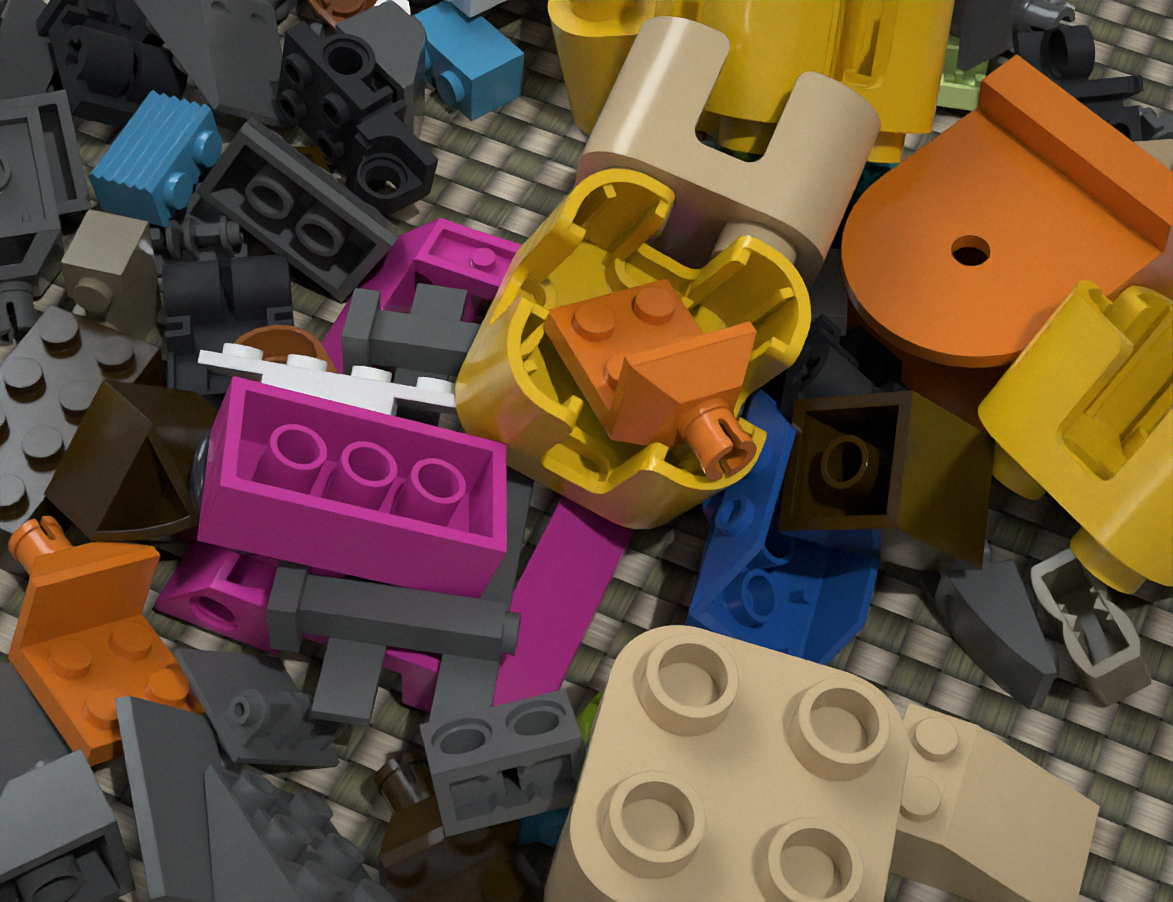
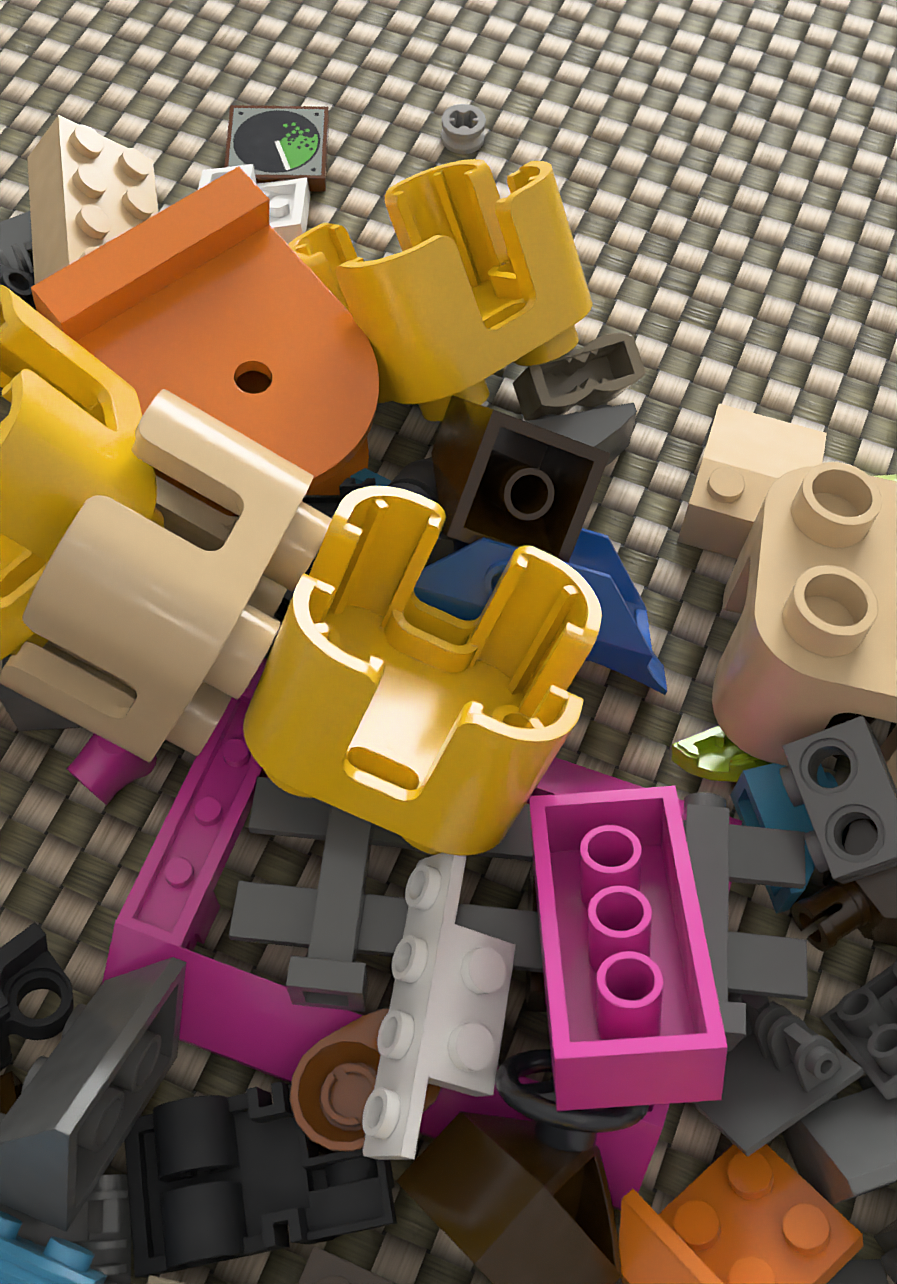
camera: 90 degrees left, 10 degrees up
(657, 373) = (470, 633): orange plate -> none

